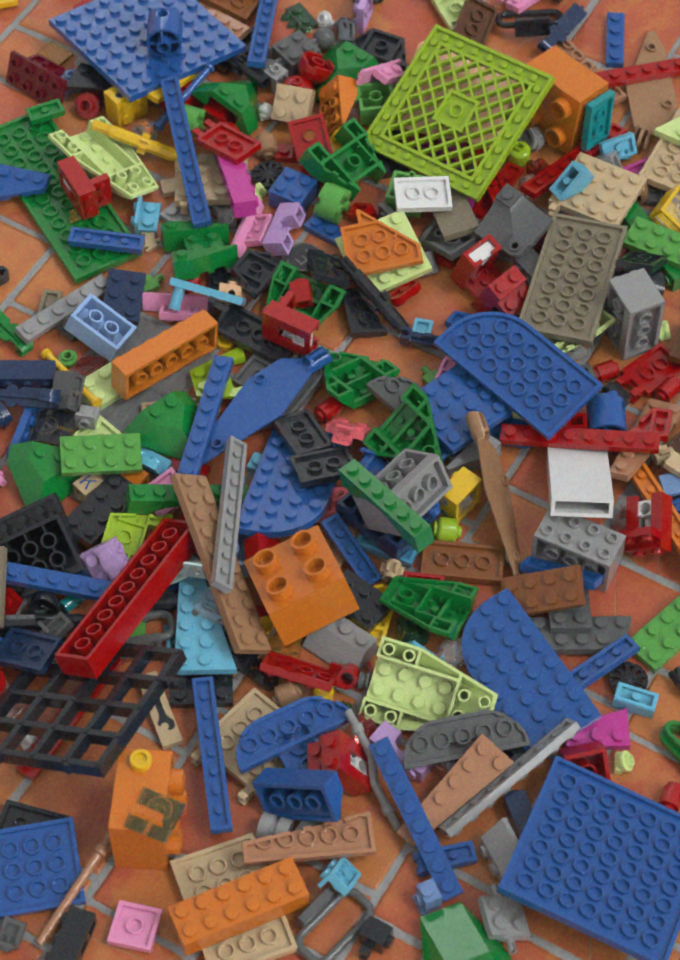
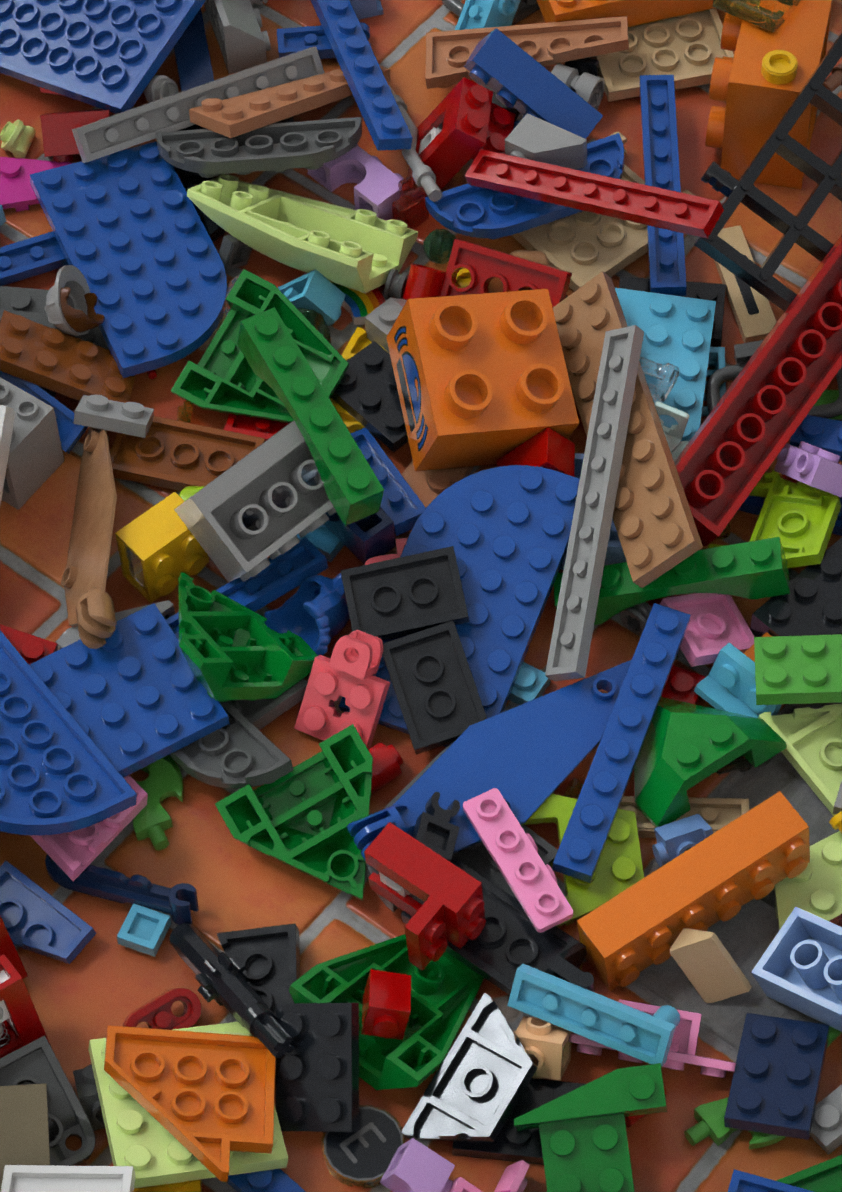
camera: 170 degrees left, 0 degrees up
(154, 328) = (708, 965): none -> tan slope
(171, 384) = (679, 837): none -> medium blue brick
(248, 354) = (518, 860): none -> bright pink bracket
(250, 688) = (595, 193): none -> red plate
(285, 741) = (546, 143): none -> light grey slope
(288, 354) = (434, 827): none -> black plate
(505, 564) = (114, 416): none -> light grey plate
(544, 614) = (71, 304): none -> light grey piece

